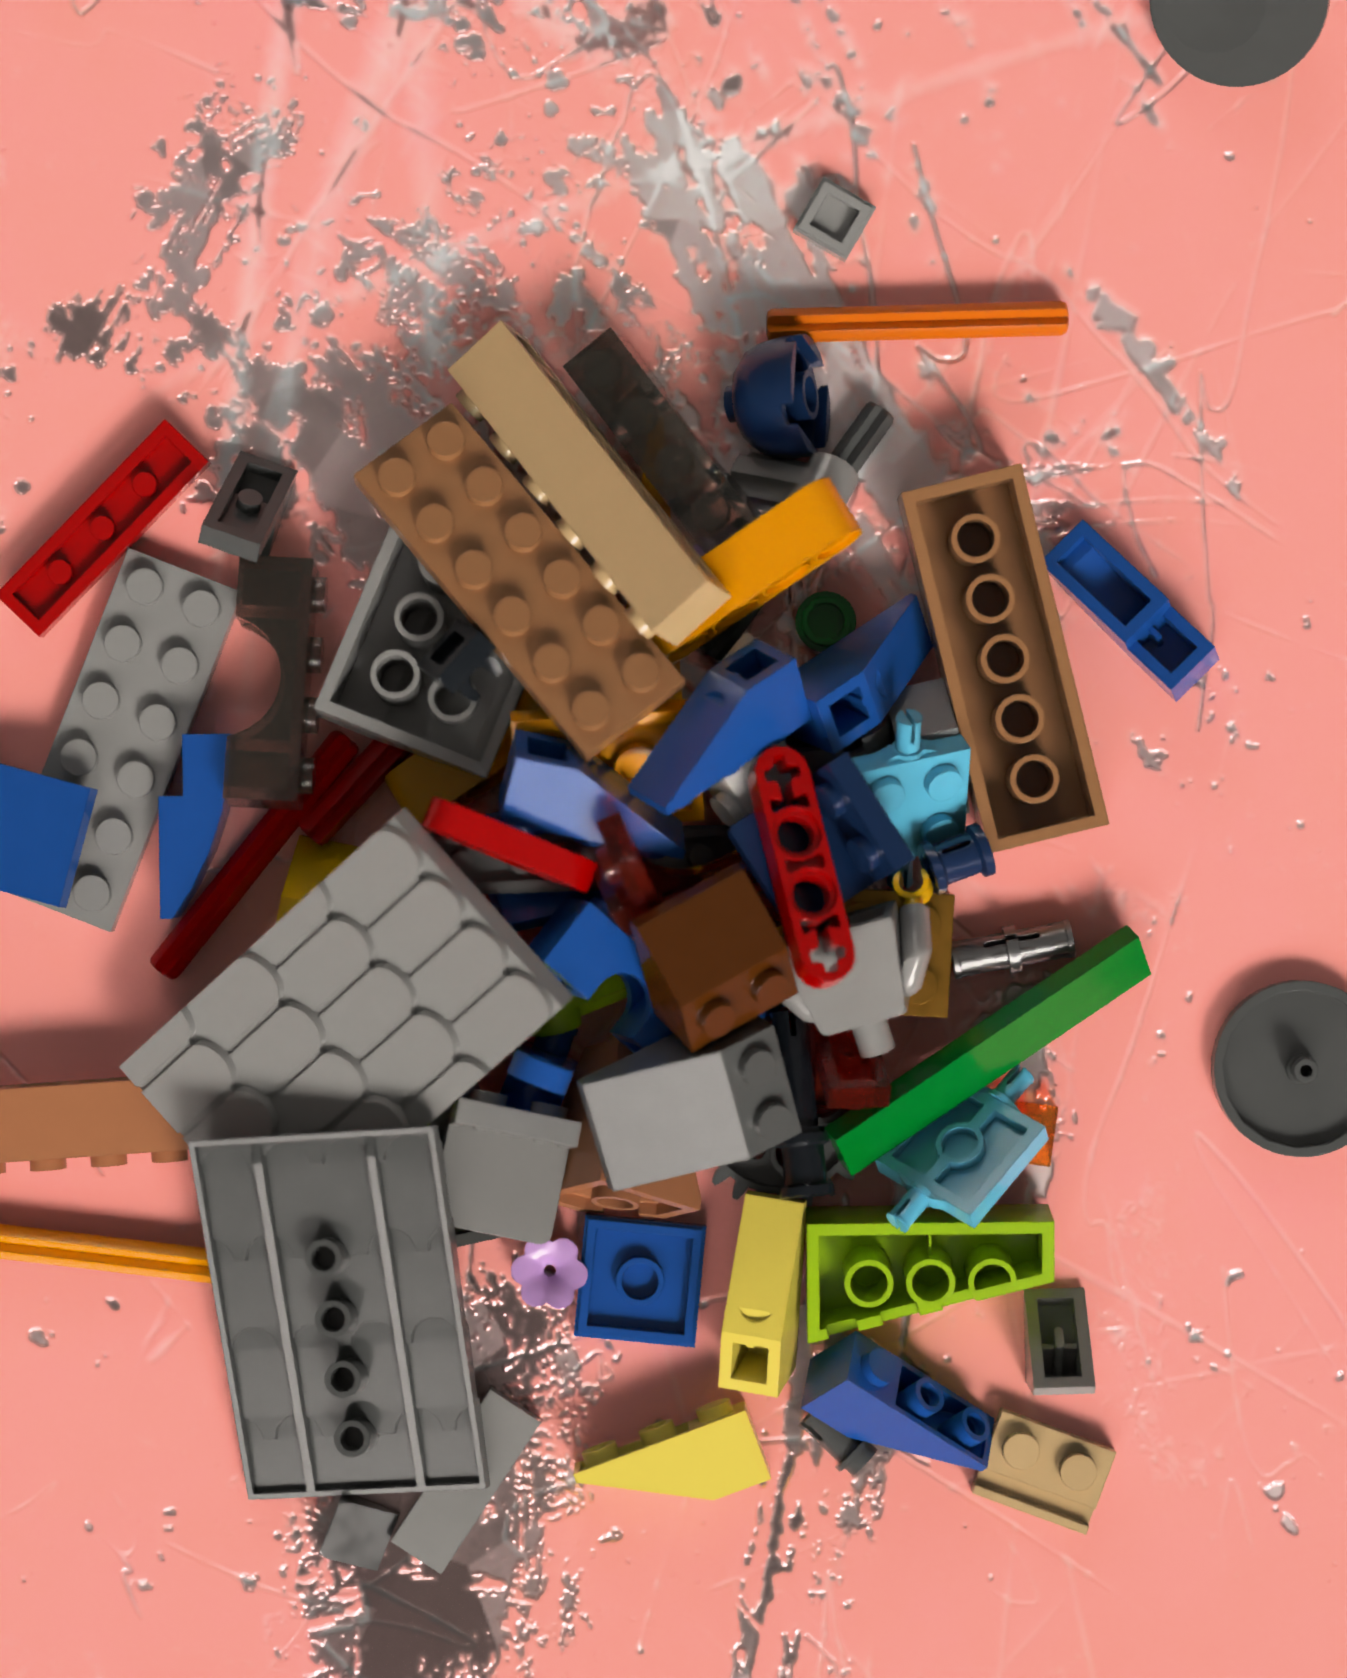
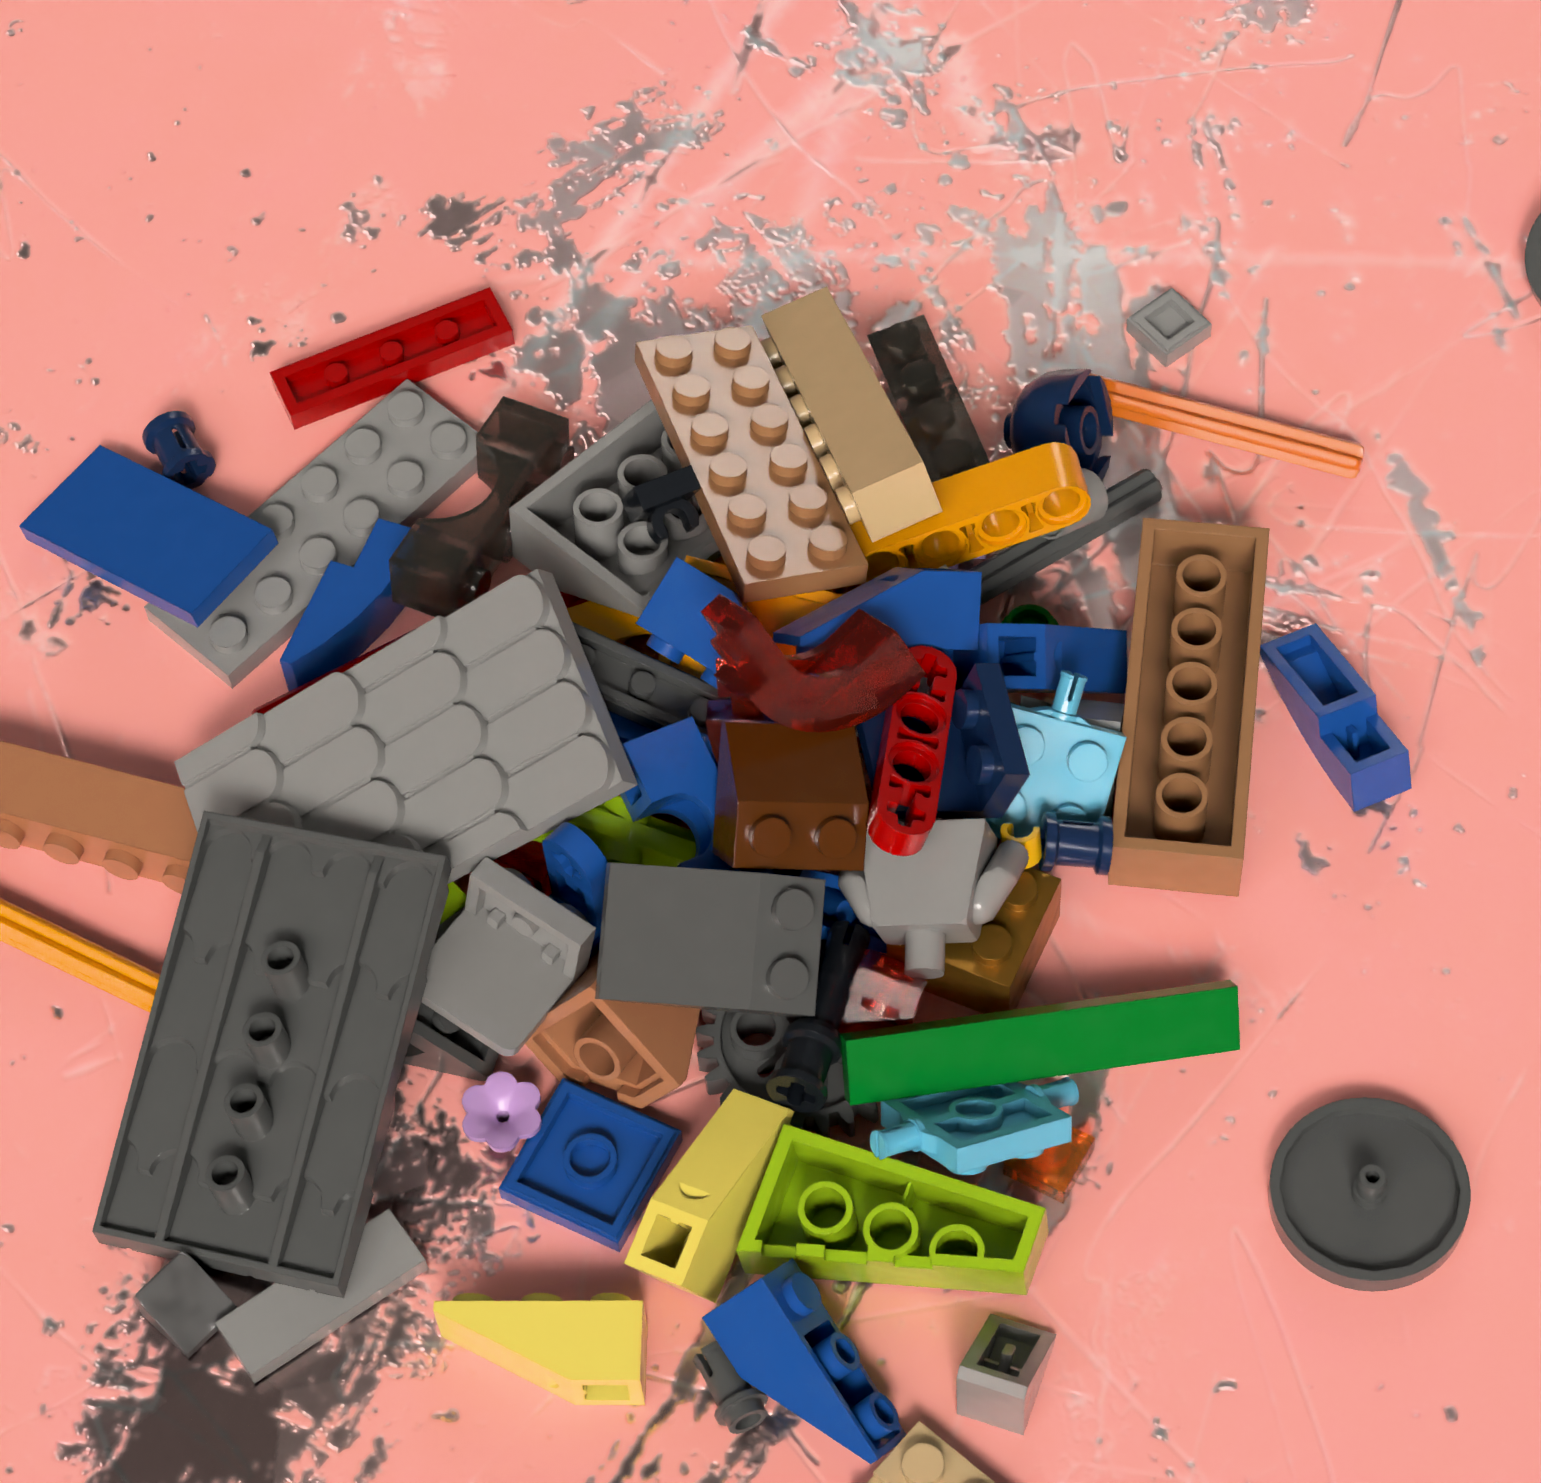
camera: 30 degrees right, 30 degrees down
(249, 508) = (529, 375): dark grey slope -> none
(509, 845) = (637, 647): red beam -> none
(702, 855) = (821, 690): none -> clear red arch
(1012, 949) = (1097, 975): flat silver pin -> none

